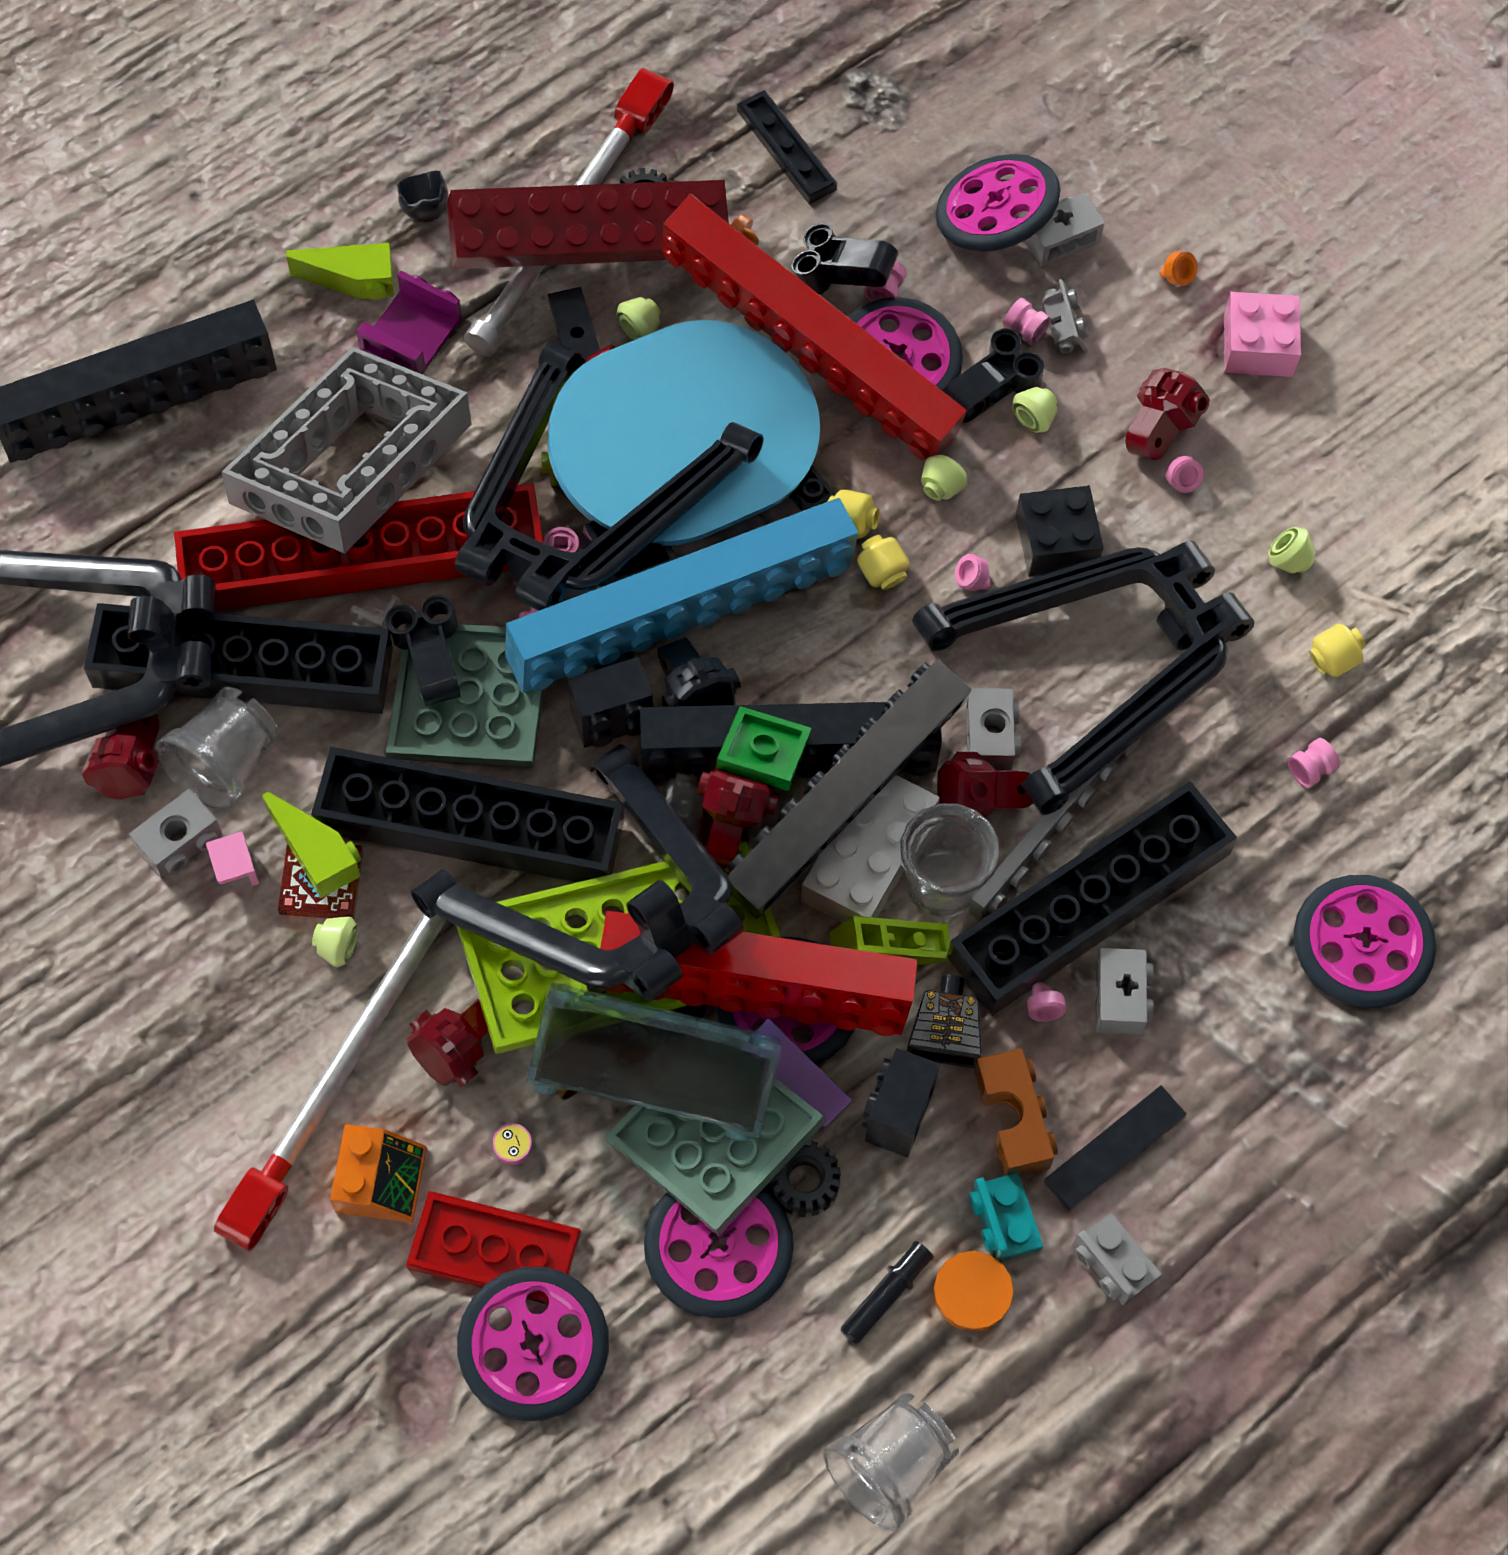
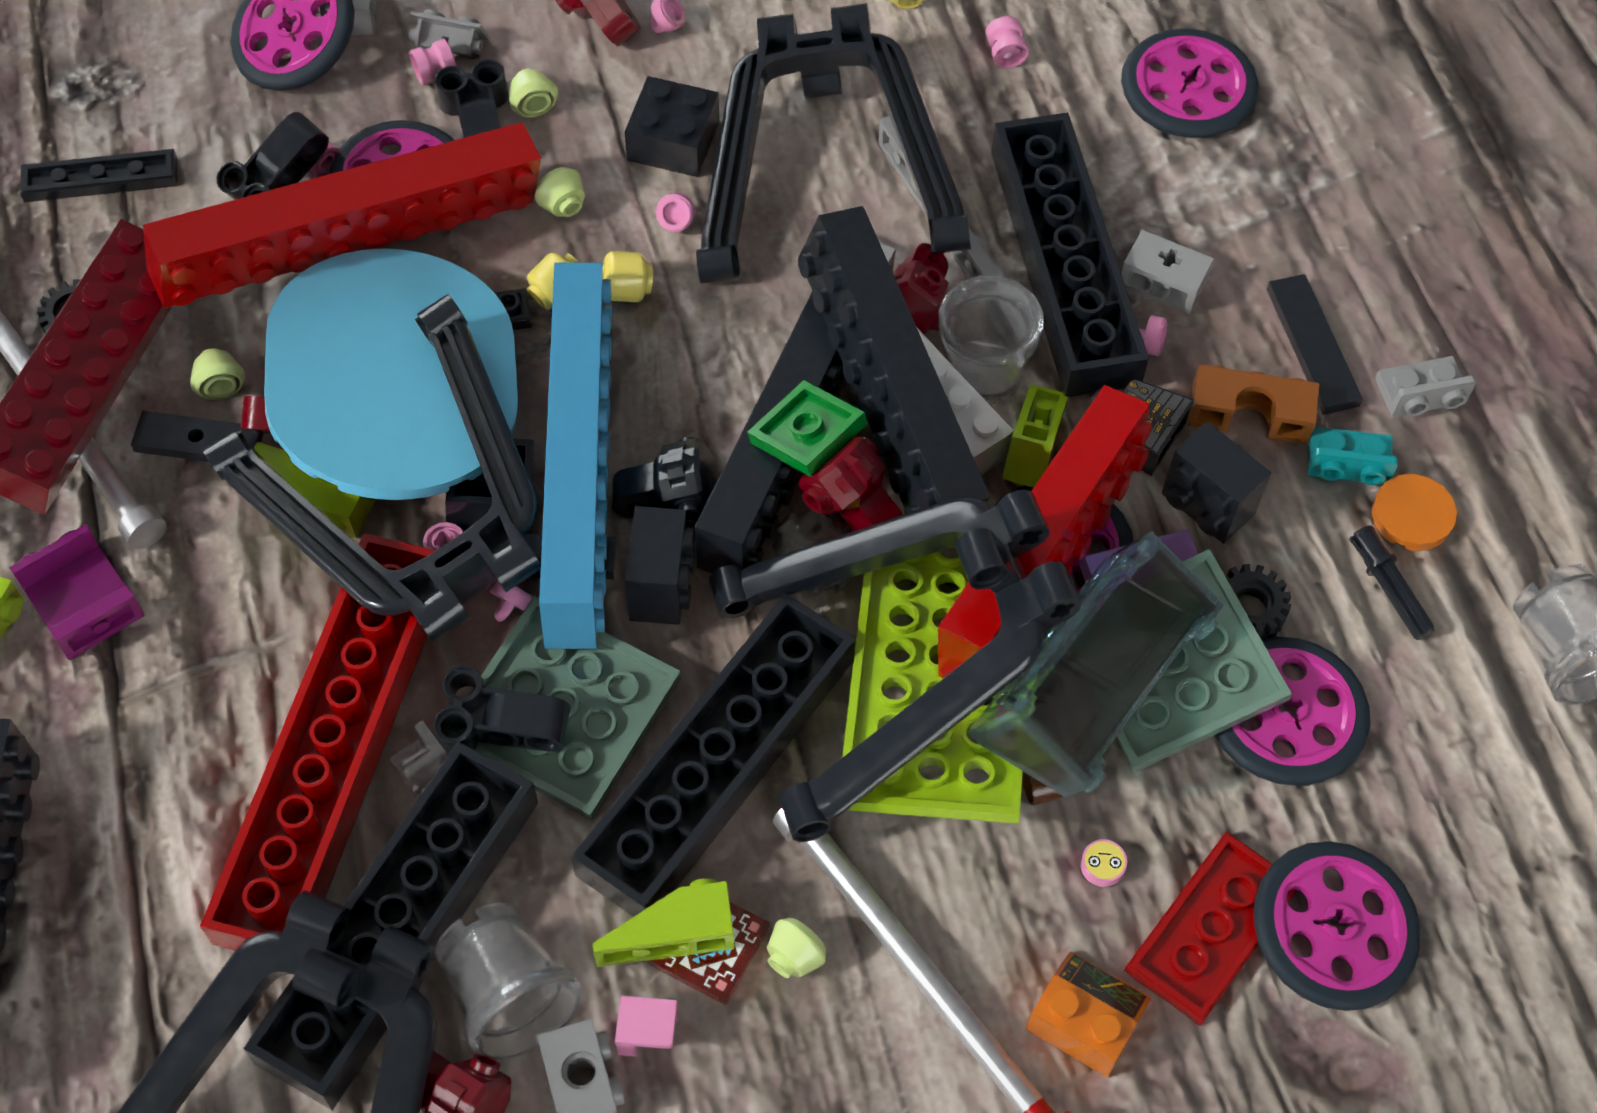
camera: 65 degrees left, 5 degrees down
(268, 471) = (130, 653): light grey brick -> none
(449, 1043) = (976, 870): dark red piece -> none

